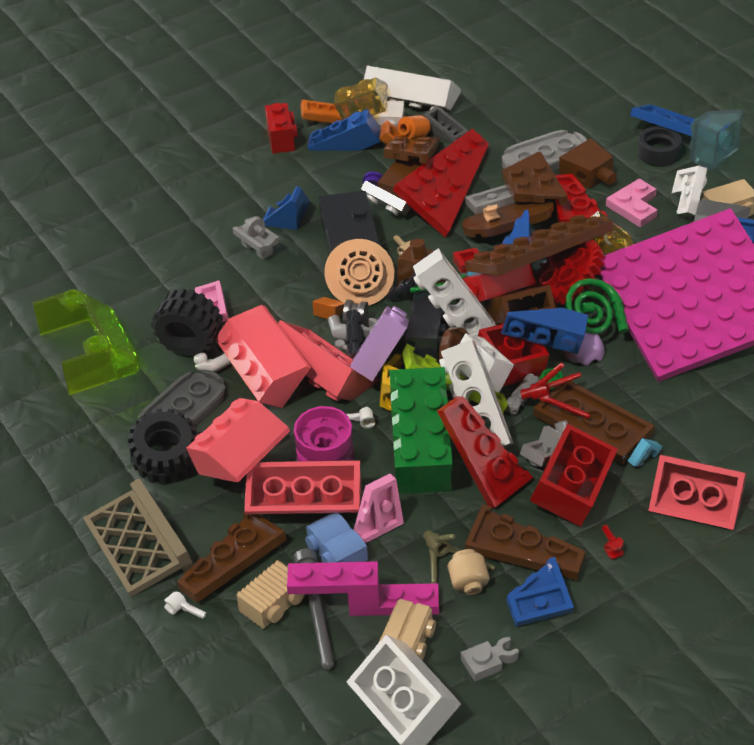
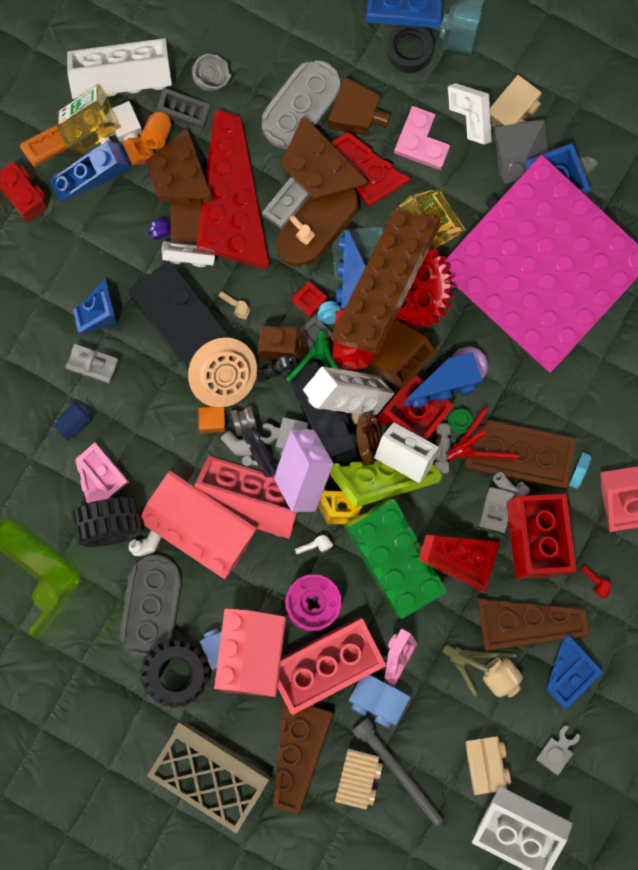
camera: 30 degrees left, 35 degrees up
(177, 601) = (281, 823): white hand -> none
(213, 266) = (73, 421): none -> dark blue brick
(361, 584) = (431, 742): dark pink bracket -> none
(468, 355) = (437, 503): white brick -> none
(481, 110) = (210, 72): none -> light grey hair
(590, 307) = (485, 314): green piece -> none

